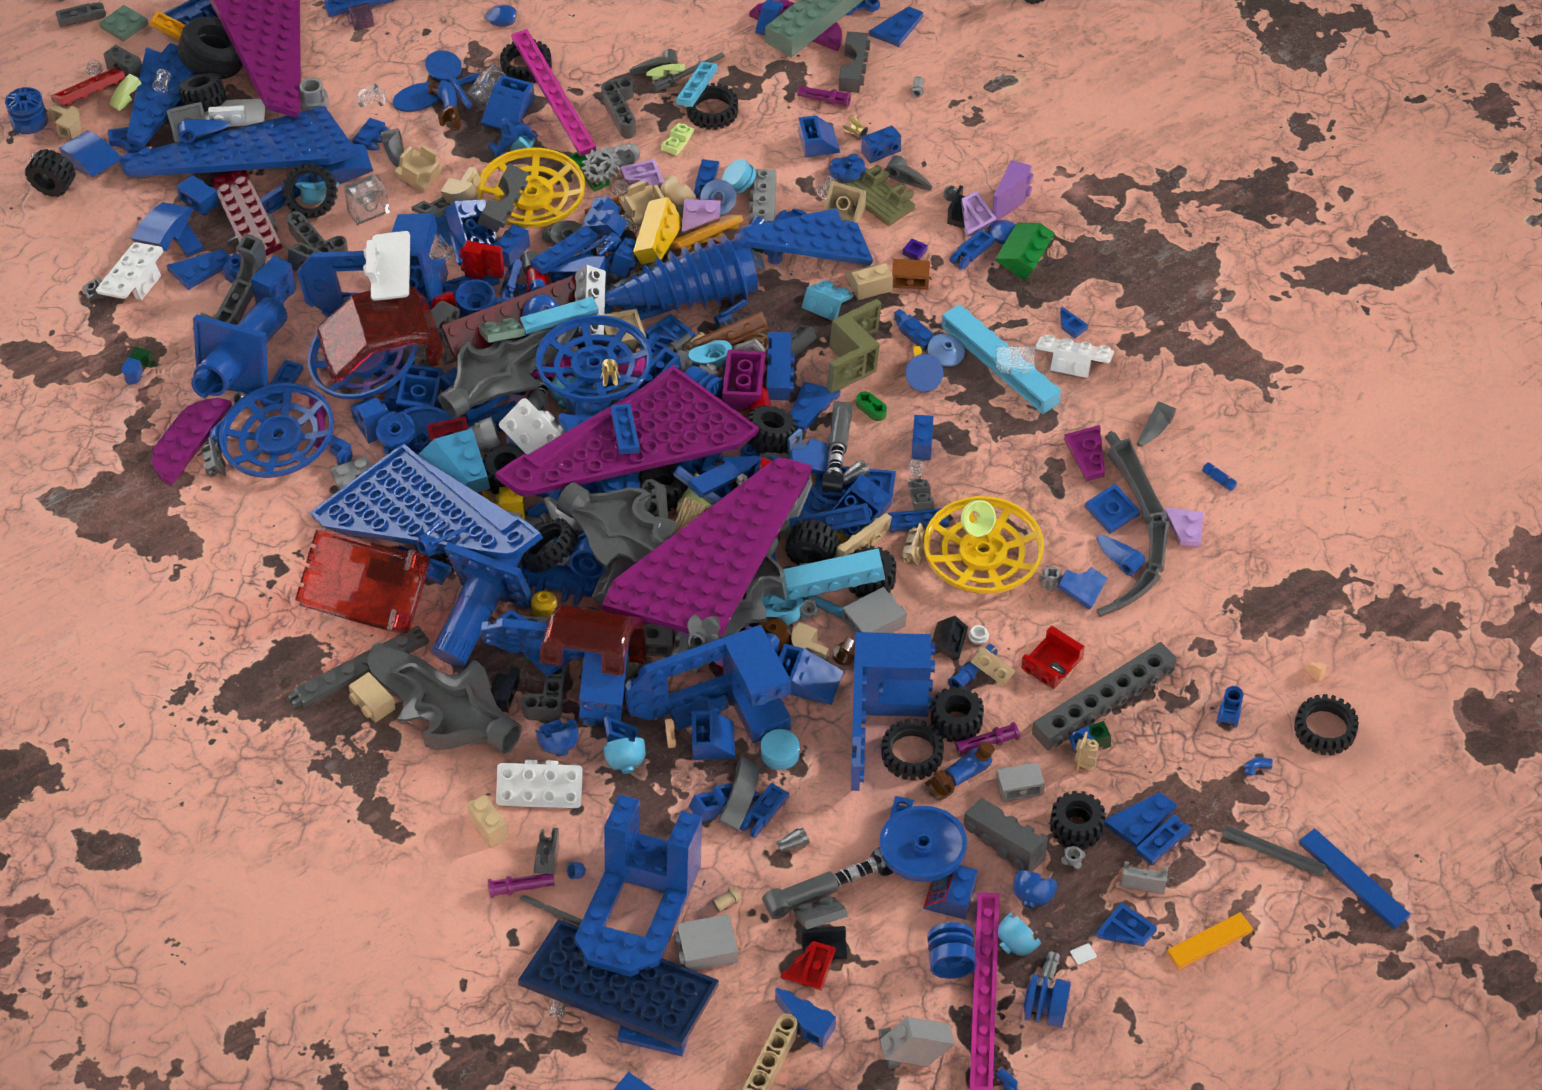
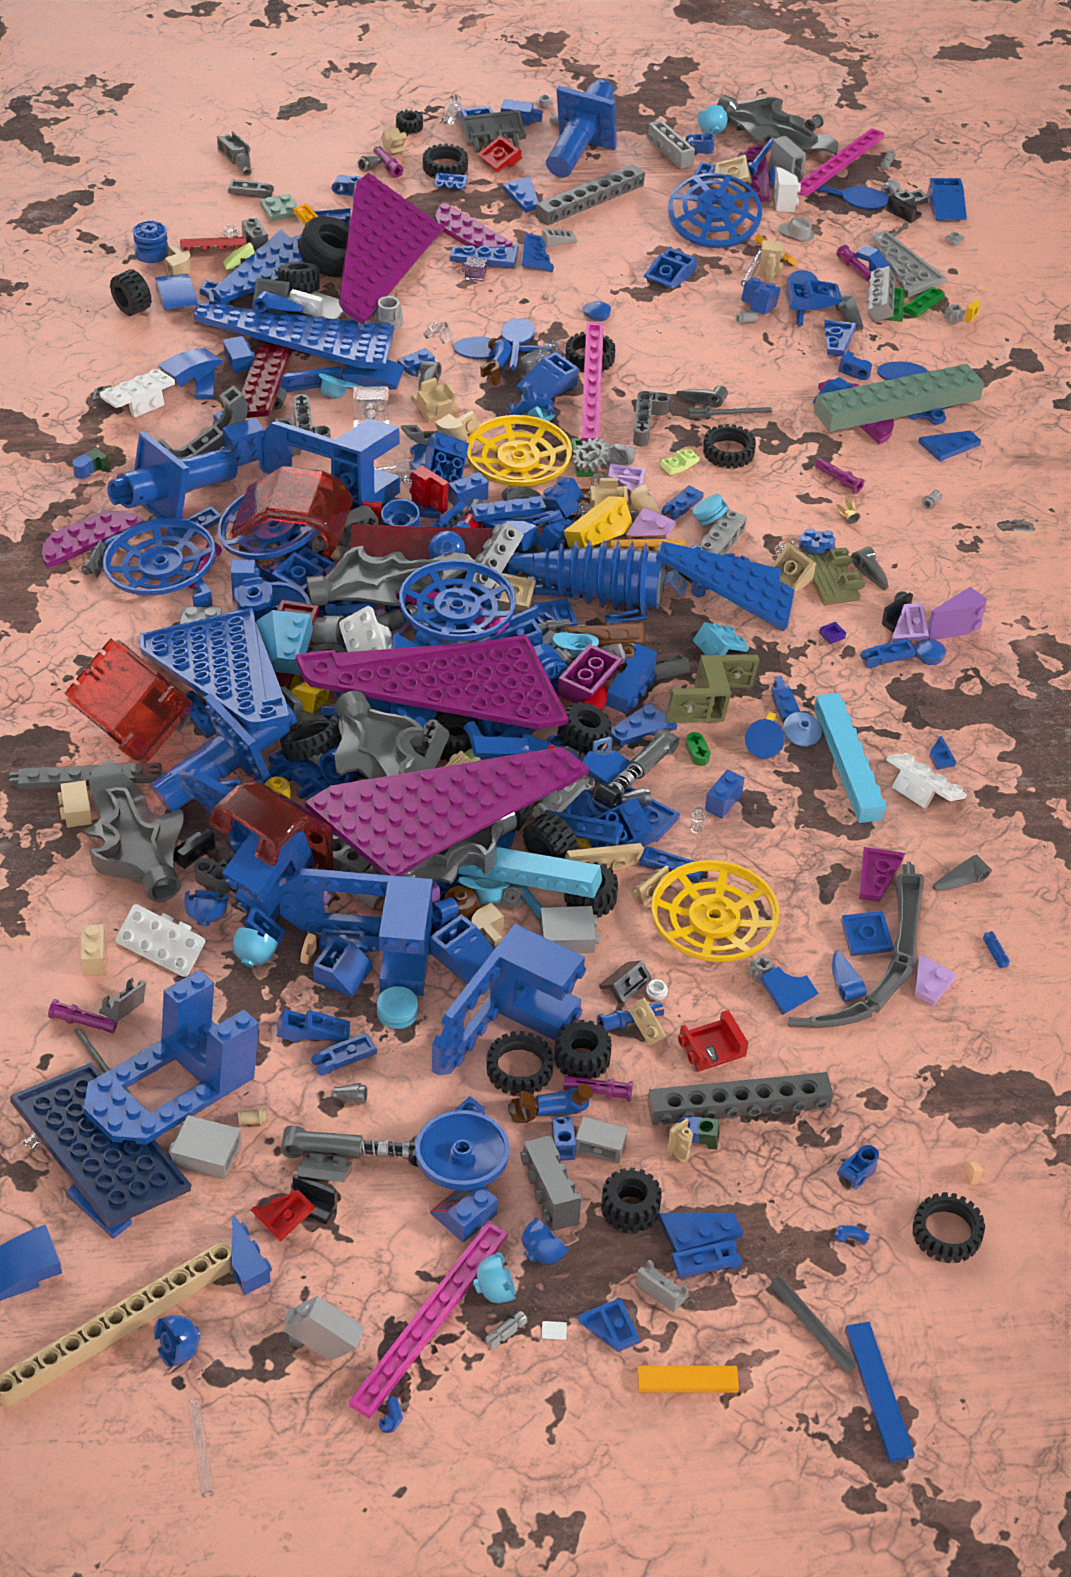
camera: 25 degrees right, 5 degrees down
(156, 84) = (271, 256): clear bush -> none
(198, 268) = (196, 410): blue wing -> none
(330, 184) = (312, 373): black tyre -> none
(388, 265) = (324, 450): white bracket -> none
(428, 544) = (197, 688): blue plant -> none
(495, 212) = (468, 456): dark grey arch -> none
(503, 330) = (403, 549): sand green plate -> none
(558, 315) = (443, 552): medium azure plate -> none
(576, 870) = (140, 1028): blue hinge -> none
(609, 367) = (461, 610): pearl gold piece -> none
(624, 429) = (438, 666): blue plate -> none
(661, 71) = (704, 400): yellowish green slope -> none
(696, 84) = (724, 421): medium azure plate -> none
(704, 629) = (378, 861): dark grey plate -> none
(720, 188) = (684, 512): medium blue dish -> none
(740, 795) = (329, 1028): dark grey slope -> none
(817, 136) = (807, 504): blue slope -> none
(851, 75) = (876, 467): dark grey arch -> none
(870, 280) = (771, 643): tan slope -> none
(881, 144) = (866, 532): blue brick -> none
(911, 274) = (813, 651): dark orange brick -> none
(920, 494) = (689, 843): dark grey slope -> none
(951, 950) = (421, 1261): blue wheel -> none
(985, 518) = (727, 888): yellowish green piece -> none
(987, 789) = (564, 1137): none -> blue leg
(1015, 358) = (854, 757): clear brick -> none
(1024, 248) = (937, 670): green slope -> none
(1047, 1000) = (479, 1354): blue wheel -> none
(1073, 852) = (606, 1228): light grey plate -> none

